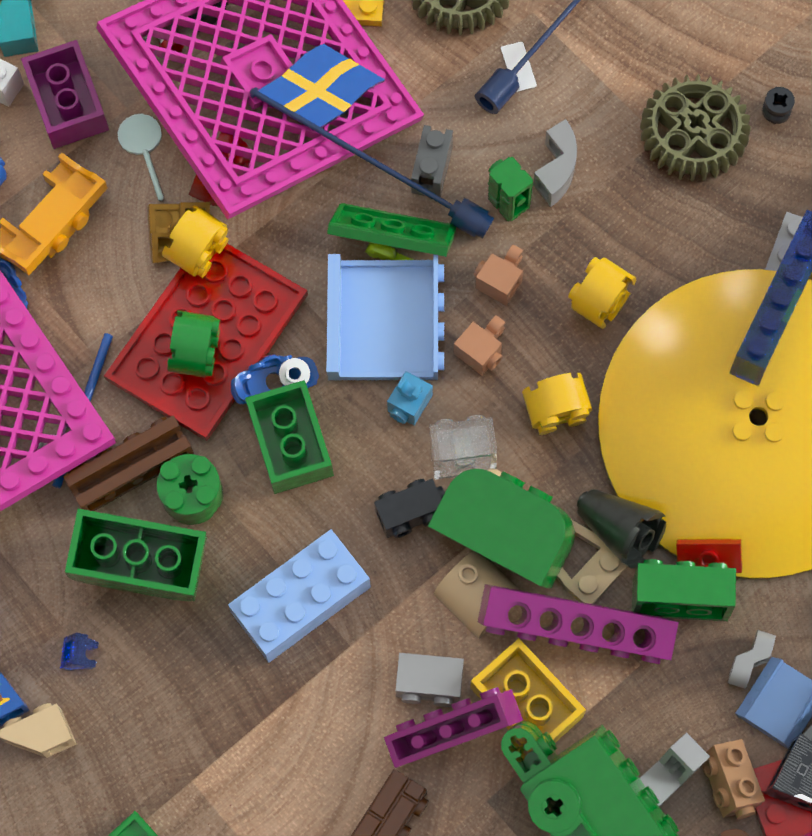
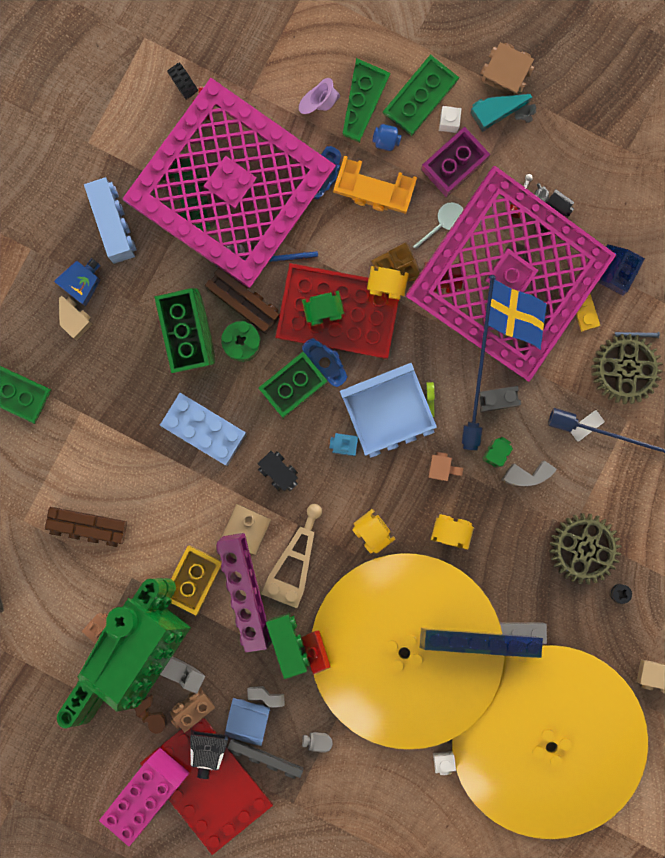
camera: 65 degrees right, 15 degrees up
(75, 652) = (124, 317): clear blue tile -> none
(294, 363) = (337, 370): white plate -> none
(392, 229) = (444, 393): green plate -> none
(429, 679) = (184, 520): light grey piece -> none
(450, 729) = (156, 546): magenta brick -> none
(462, 446) = (324, 488): clear brick -> none
(480, 346) = (392, 472): nougat brick -> none
(506, 524) = (285, 531): green brick -> none
(622, 525) = (314, 595): pearl dark grey cone -> none

